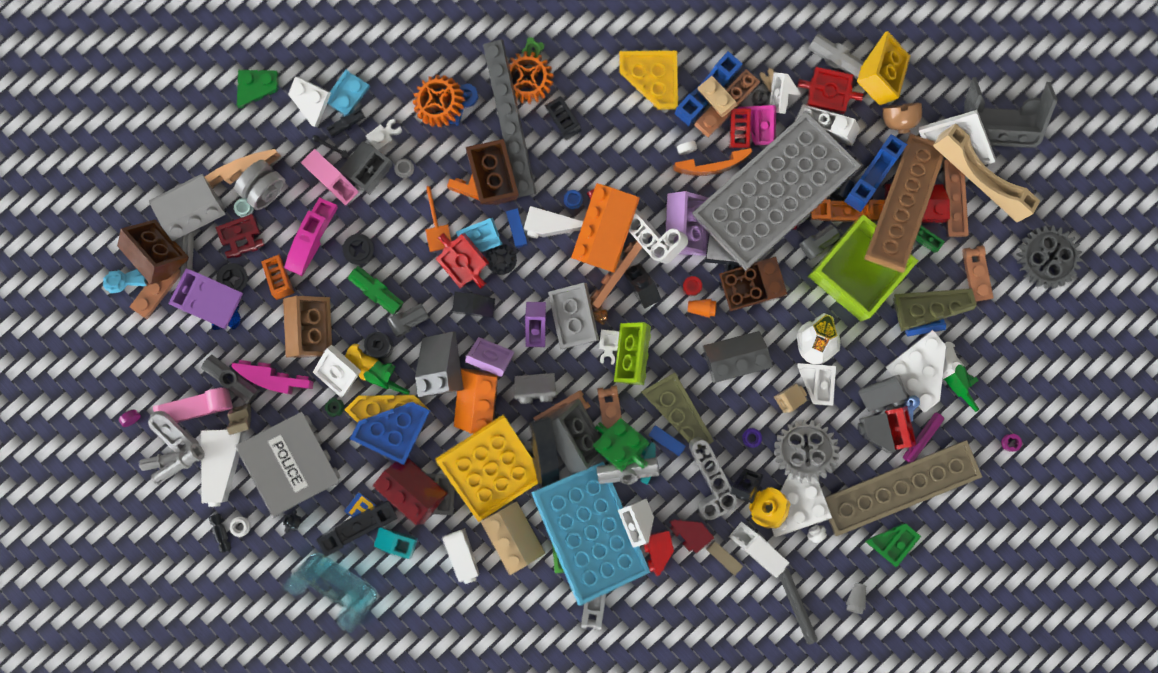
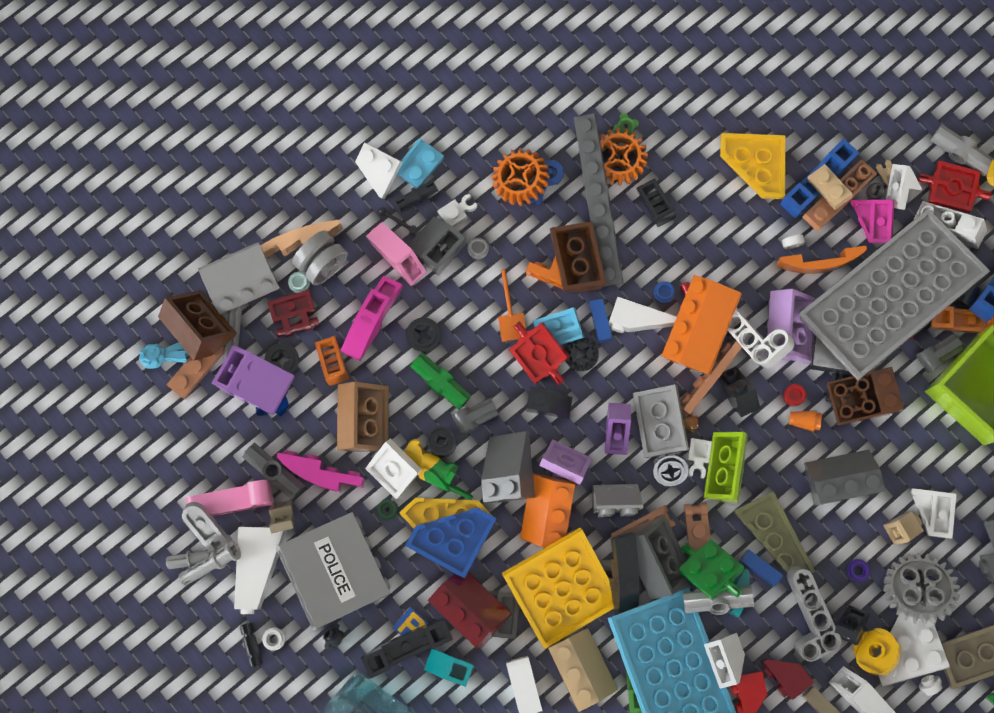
camera: 10 degrees right, 5 degrees down
(129, 418) = (158, 508): magenta tile -> none
(255, 85) = (319, 149): green wing -> none
(578, 364) = (663, 476): none -> gear
(740, 111) = (861, 224): red slope -> none
(818, 339) = (936, 463): white helmet -> none

